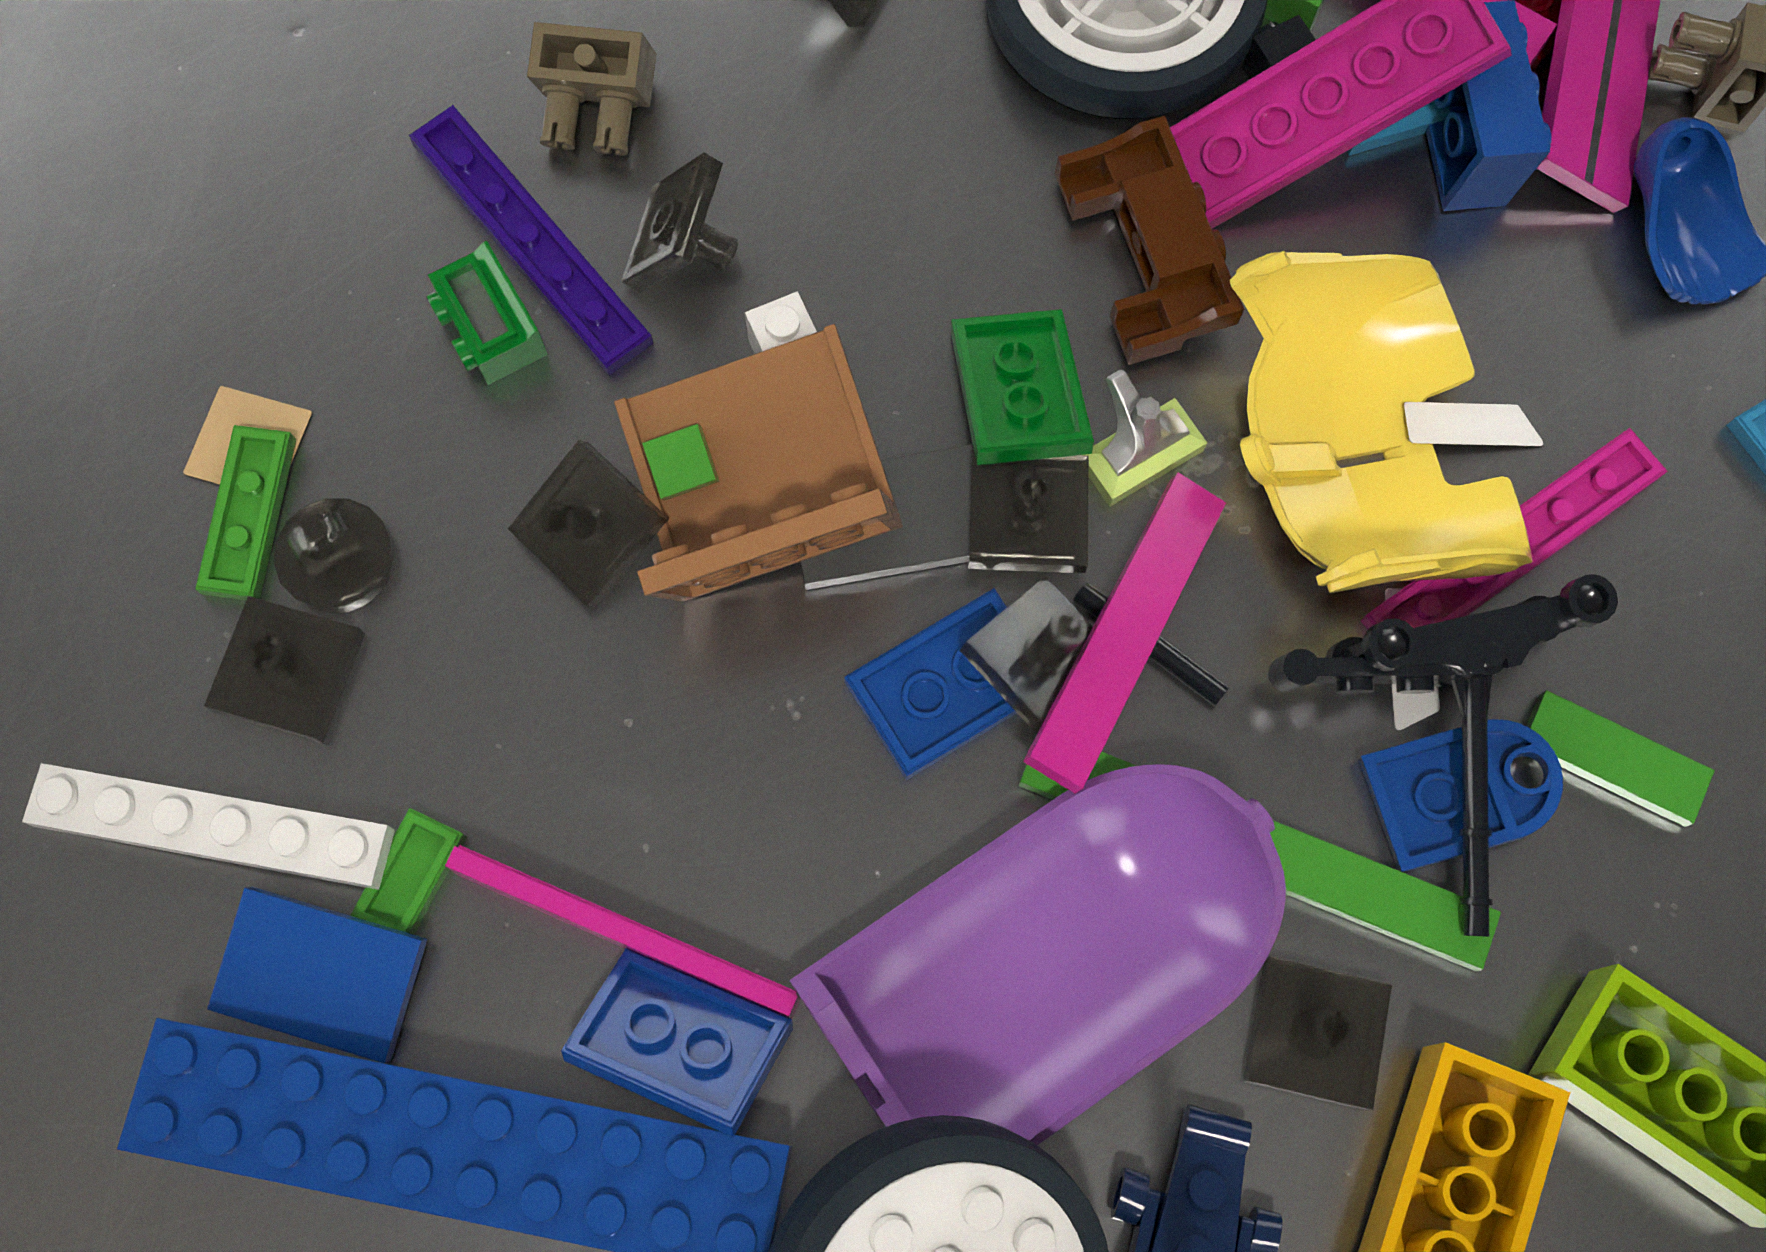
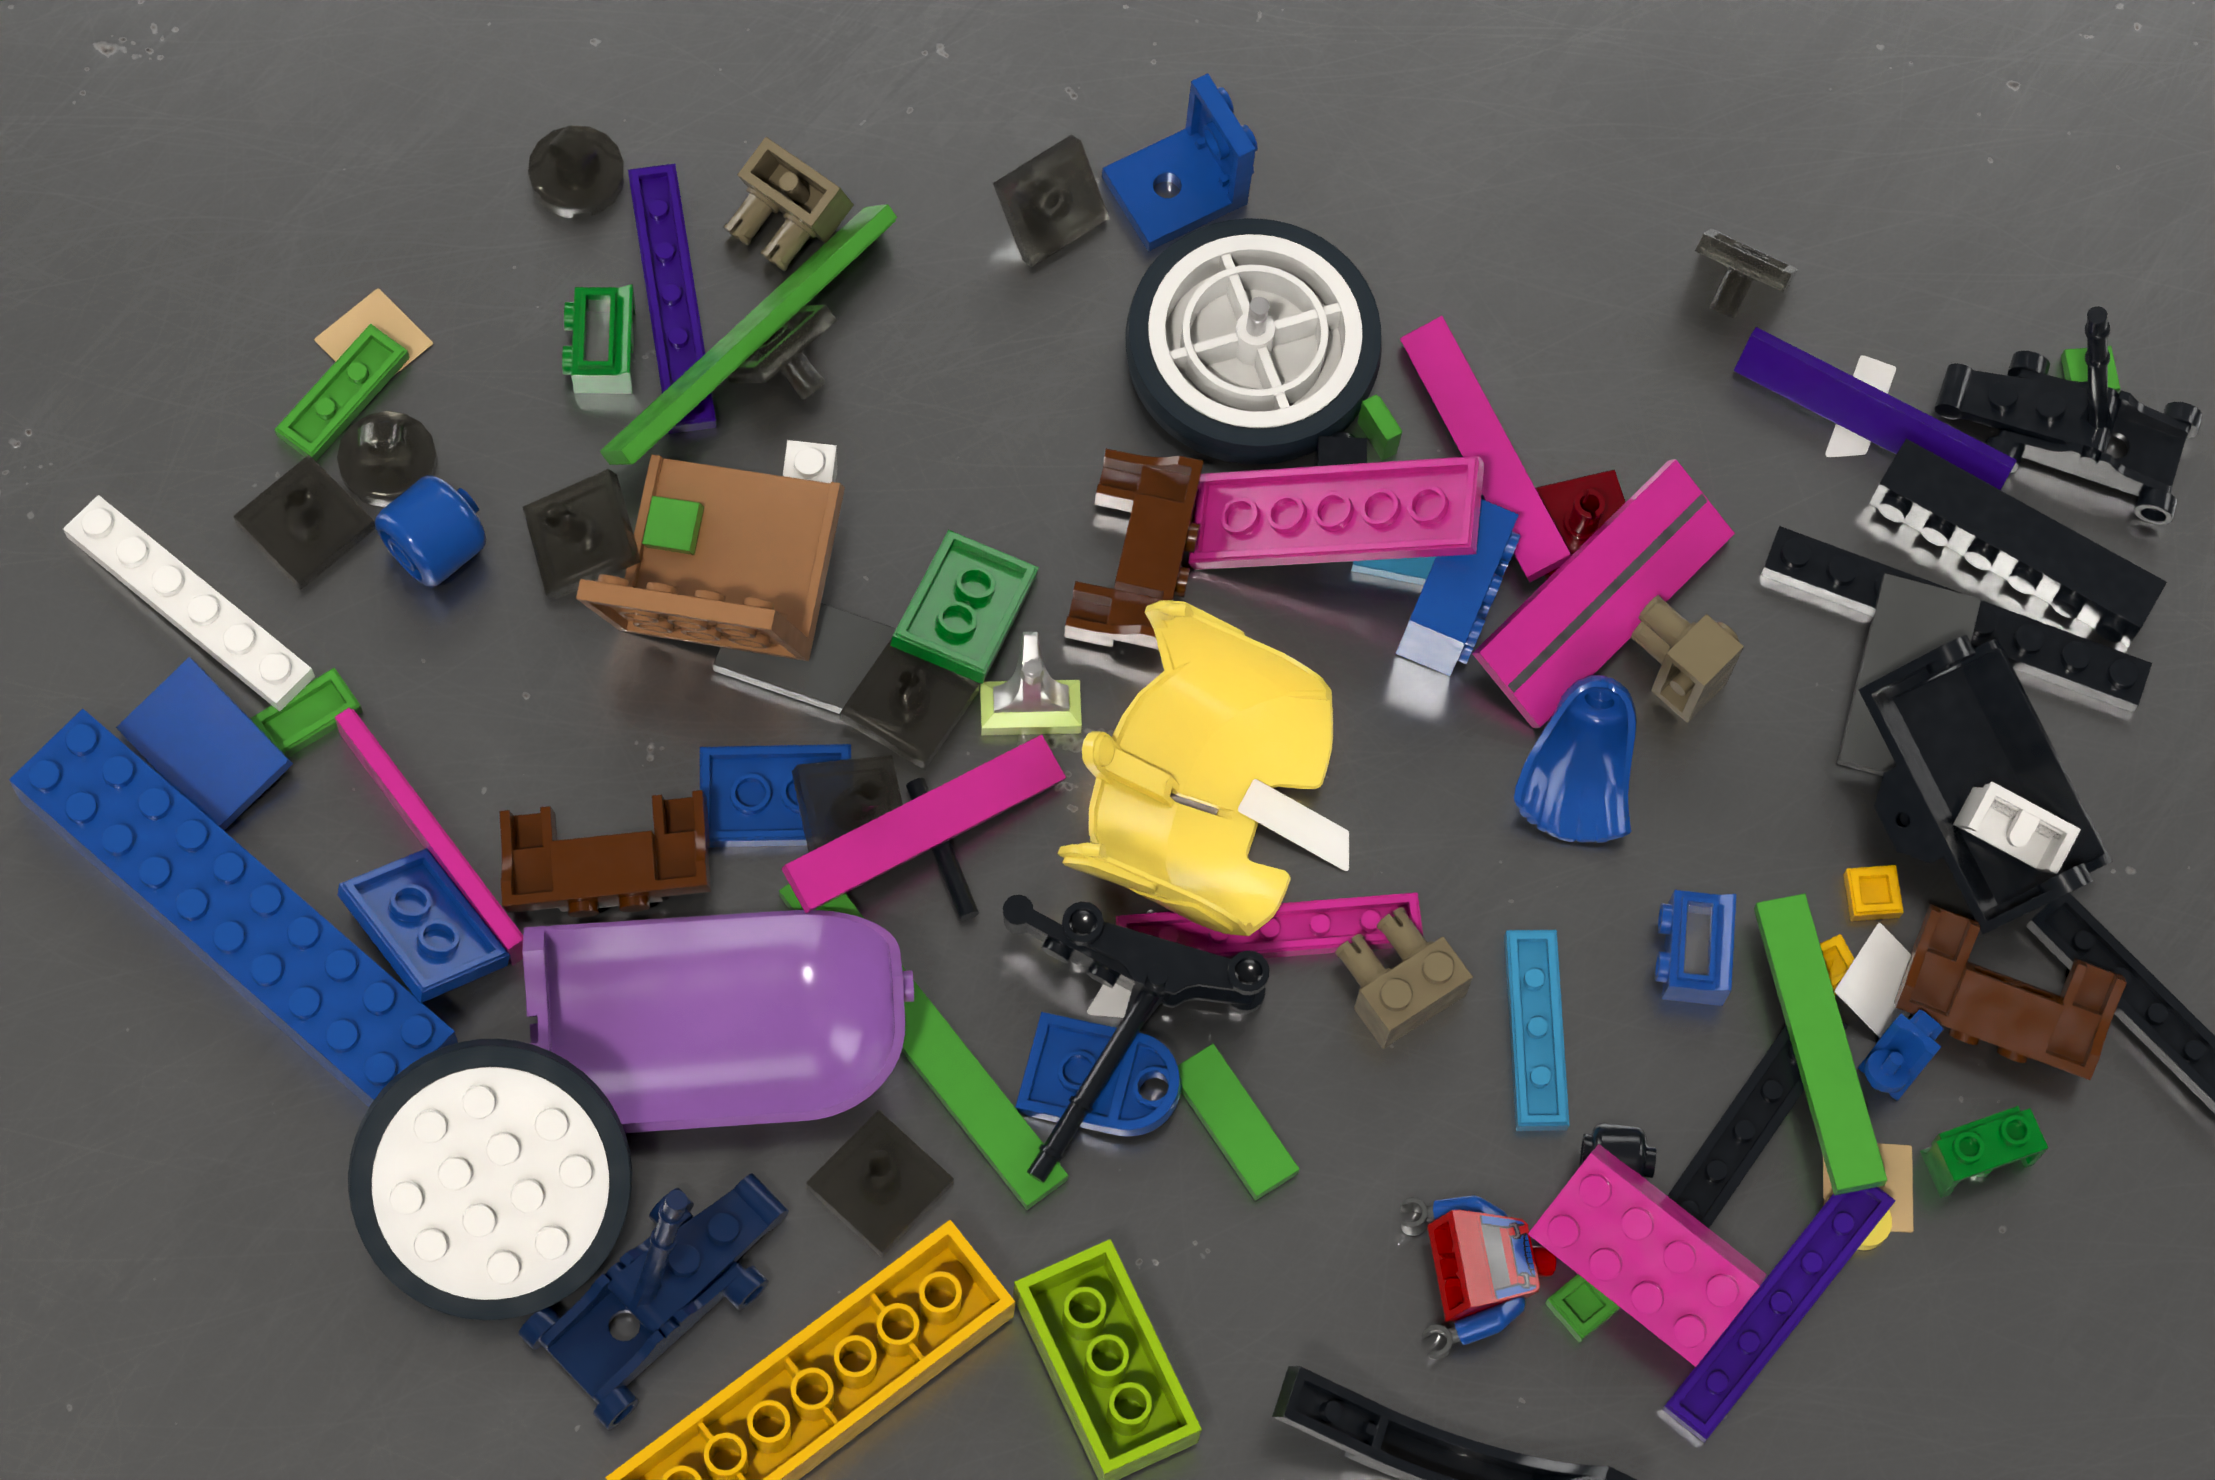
camera: 25 degrees right, 5 degrees down
(356, 163) = (576, 171): none -> clear smoke tile
(428, 604) = (431, 530): none -> blue head
(633, 237) = (748, 335): none -> bright green tile
(837, 865) = (605, 869): none -> reddish brown bracket
(1702, 525) = (1412, 992): none -> dark tan brick

